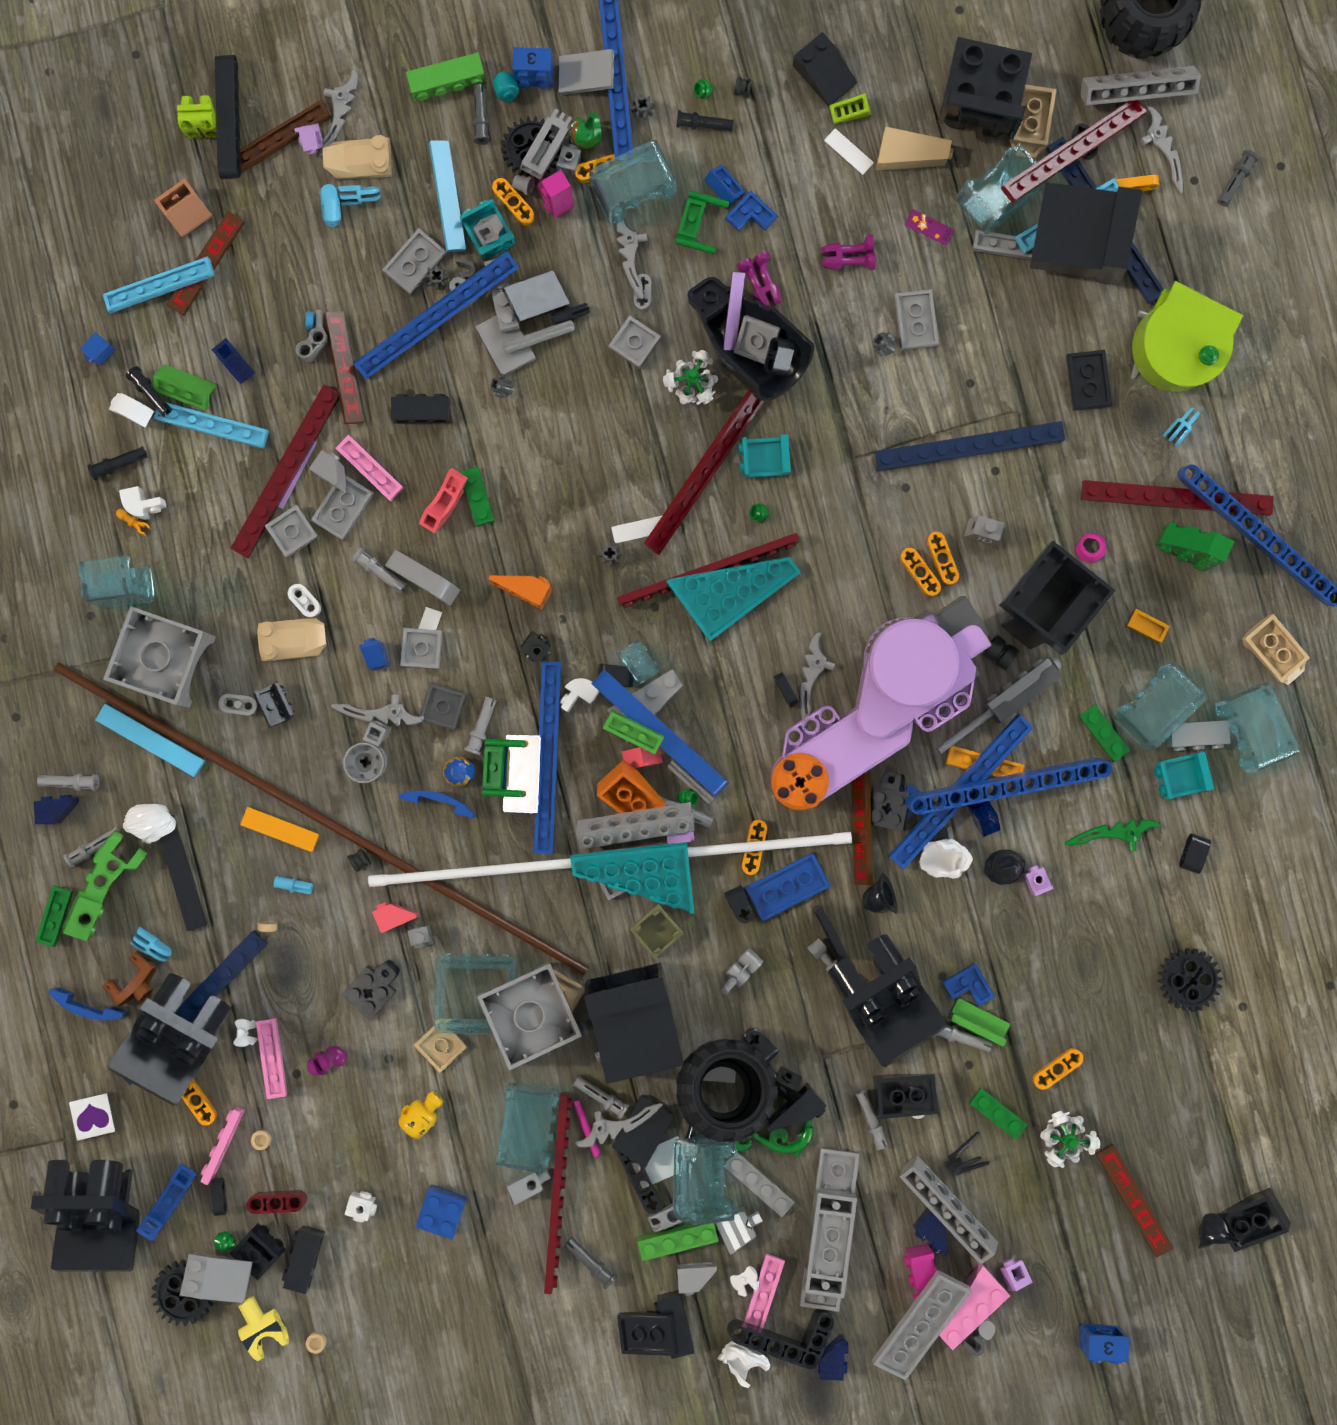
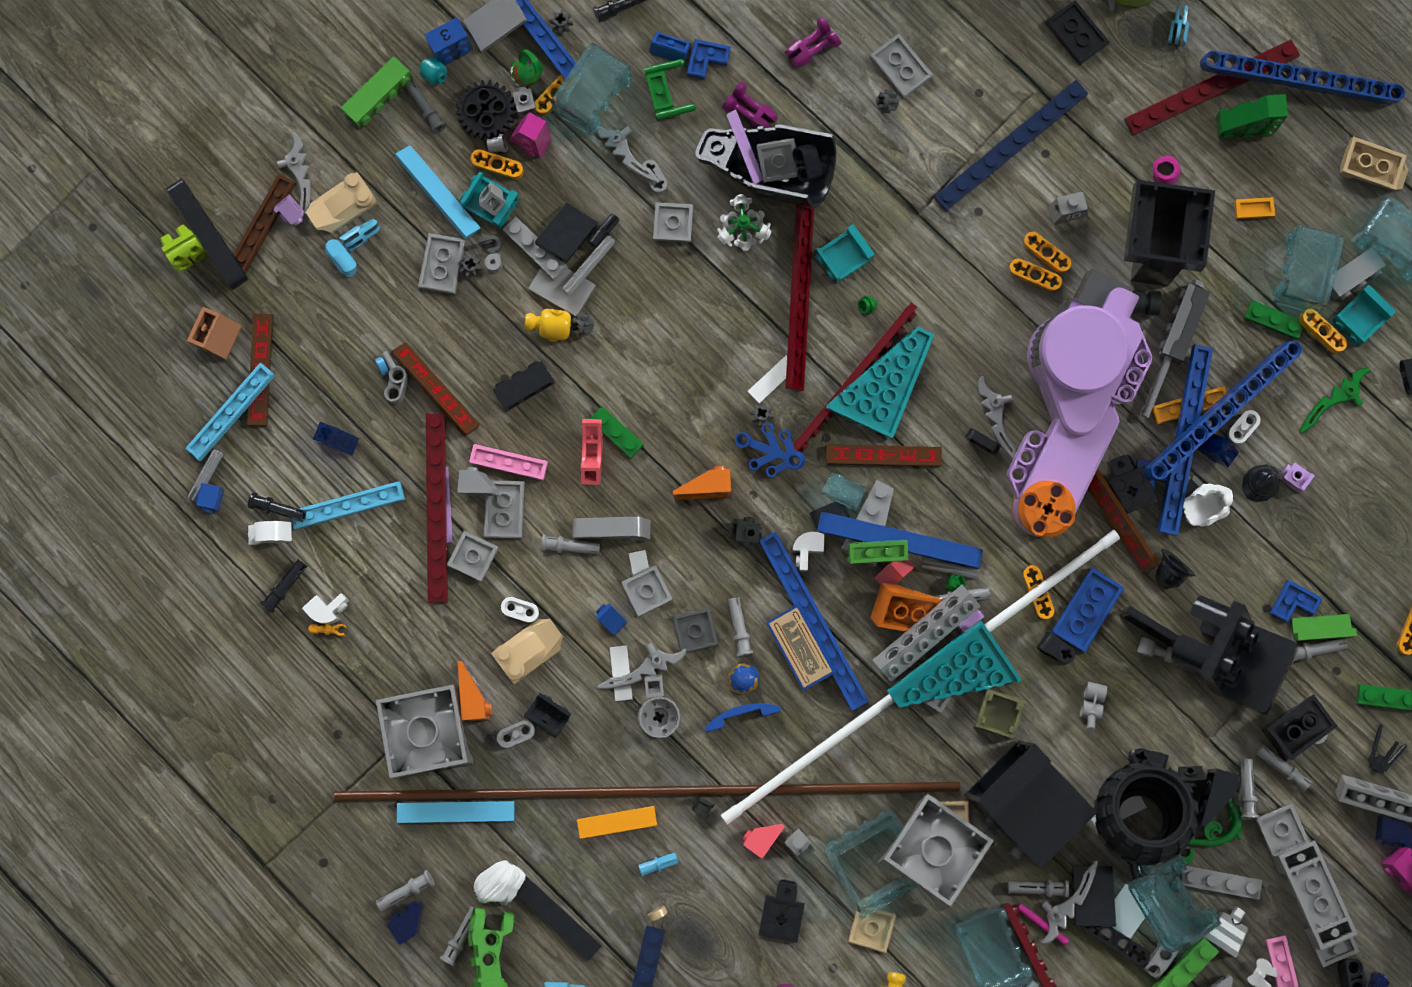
camera: 25 degrees left, 5 degrees down
(109, 326) = (205, 474): none -> light grey axle
(115, 585) = (350, 688): clear light blue windscreen -> none
(183, 386) = (304, 486): bright green panel -> none
(218, 650) = (472, 698): none -> orange slope
(361, 701) = (620, 667): none -> white sticker
(436, 315) = (489, 297): blue plate -> none
(475, 369) = (551, 324): none -> yellow piece
(494, 767) = (772, 655): green plate -> none
(542, 152) = (499, 107): light grey hinge -> none
(600, 591) = (773, 451): none -> blue plant
(693, 651) = (883, 455): none -> reddish brown tile
(824, 1128) = (1248, 795): none -> light grey pin
(1018, 810) = (1243, 427): none -> white plate
(1138, 783) = (1331, 331): none -> light orange beam

